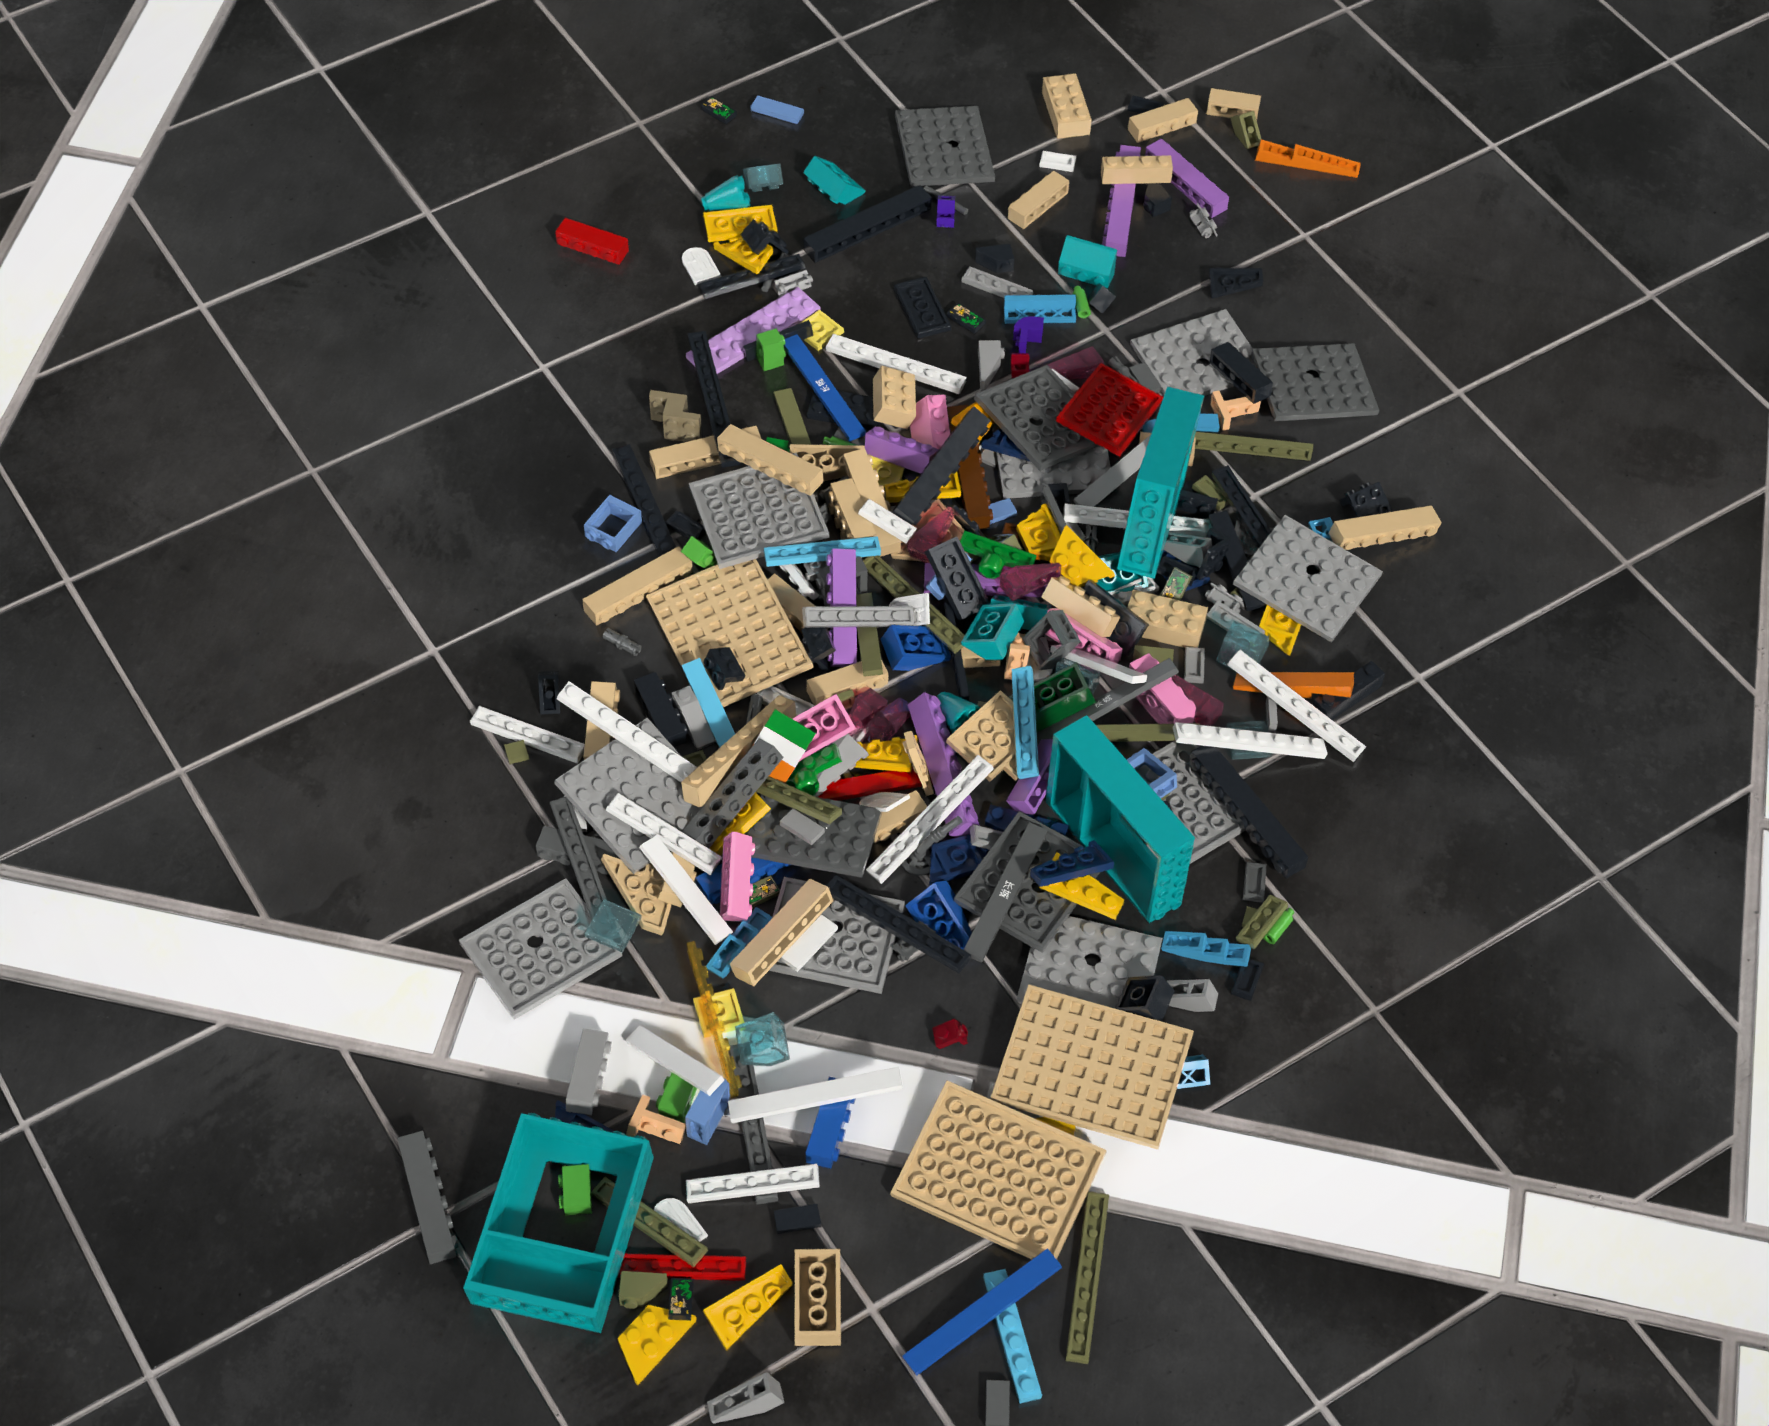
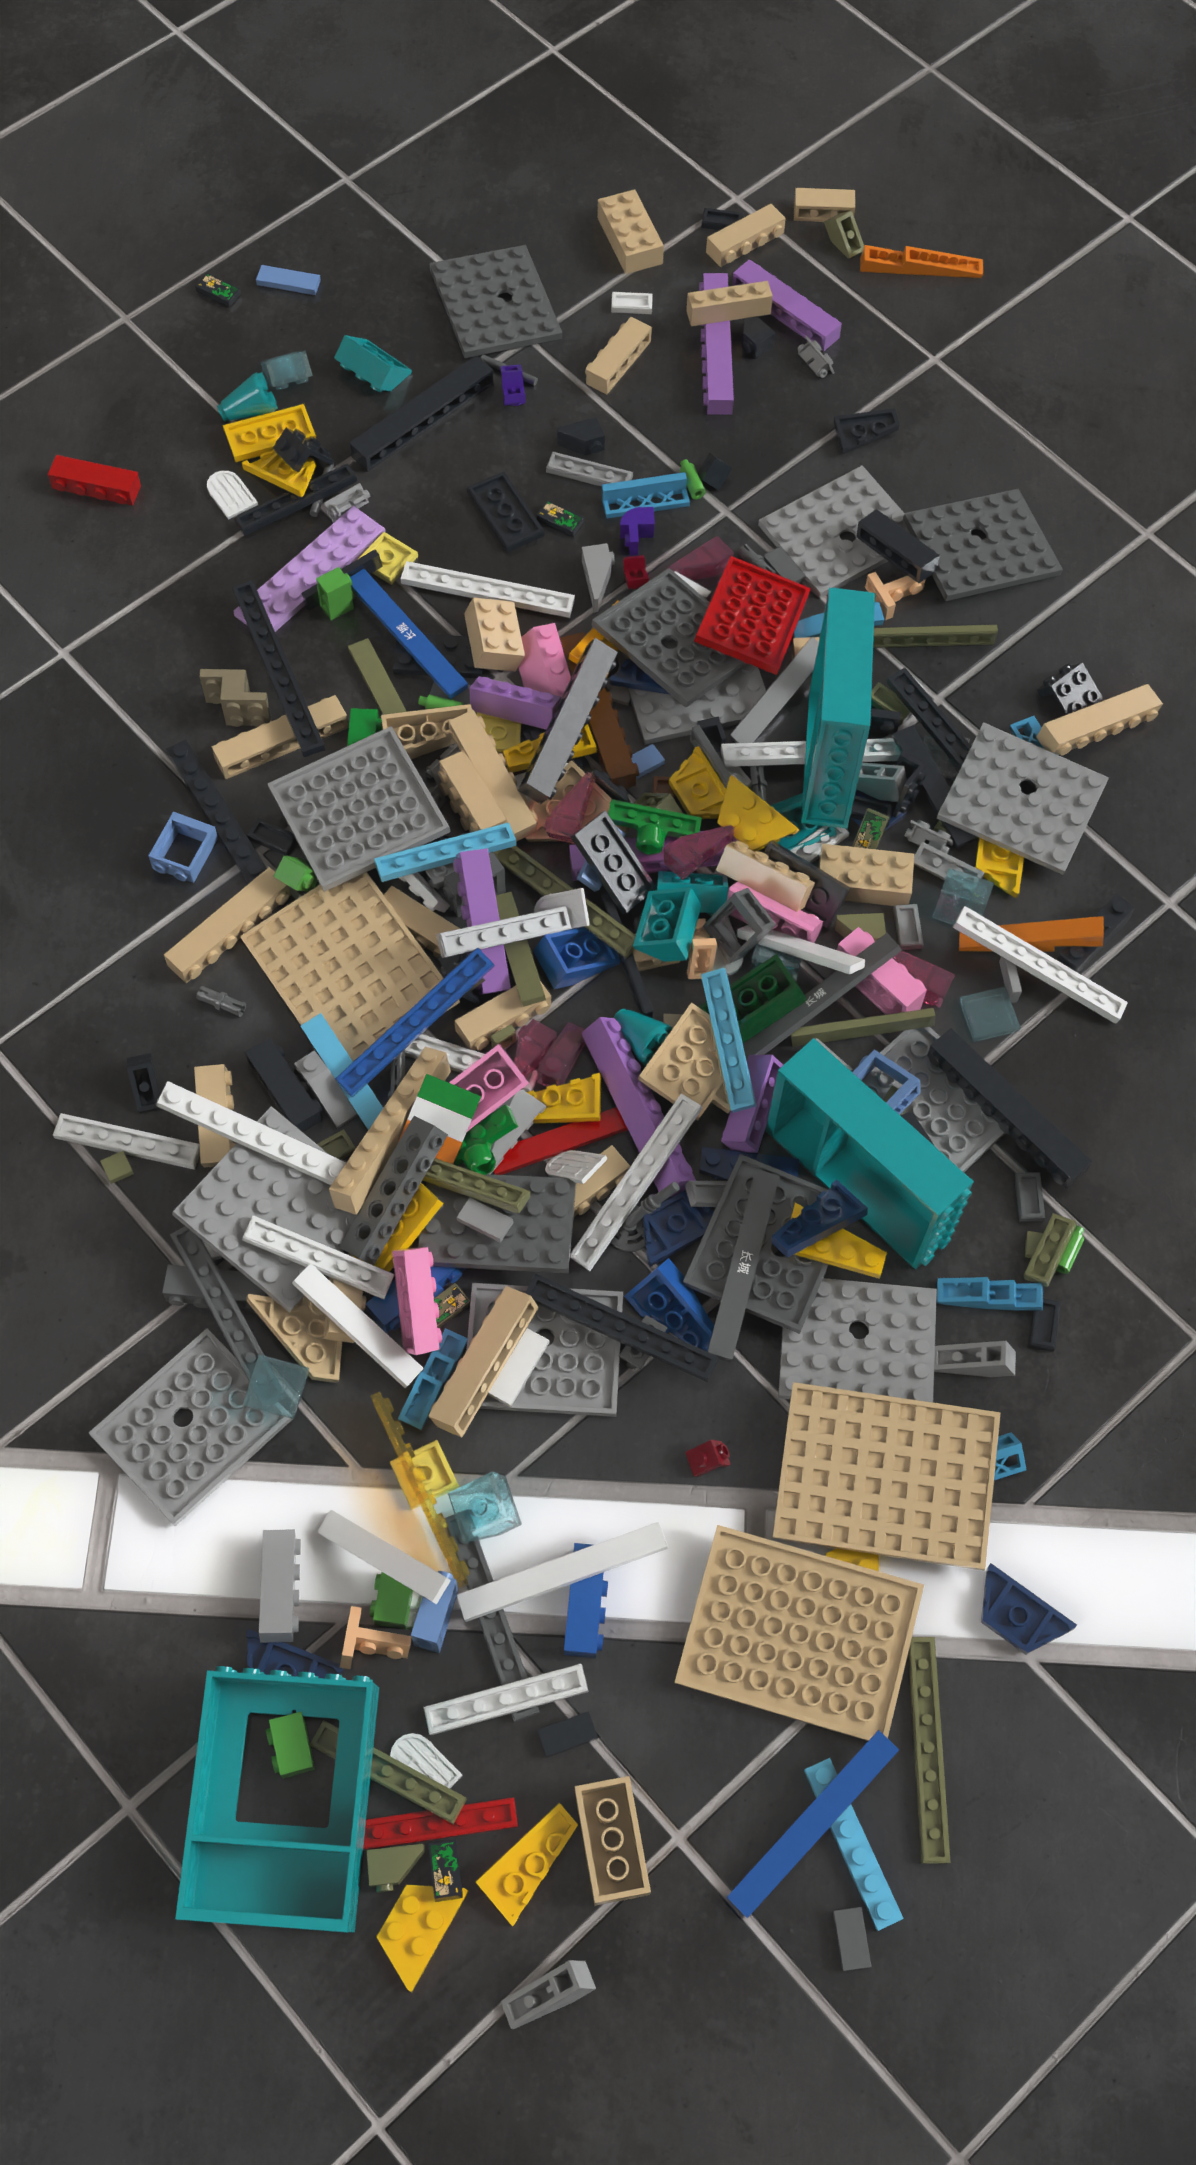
camera: 10 degrees left, 10 degrees up
(426, 1196) = (108, 1789): dark grey brick -> none
(723, 667) = (351, 1019): black bracket -> none
(770, 460) = (362, 742): tan brick -> none
(773, 674) = (414, 1022): none -> blue tile
(887, 521) = (516, 800): white tile -> none
(918, 761) = (608, 1108): tan wing -> none
(1087, 261) = (691, 427): teal slope -> none
(1146, 996) = (933, 1376): black slope -> none
(1183, 1189) = (1020, 1614): none -> dark blue wing
(1249, 740) = (993, 1019): white plate -> none

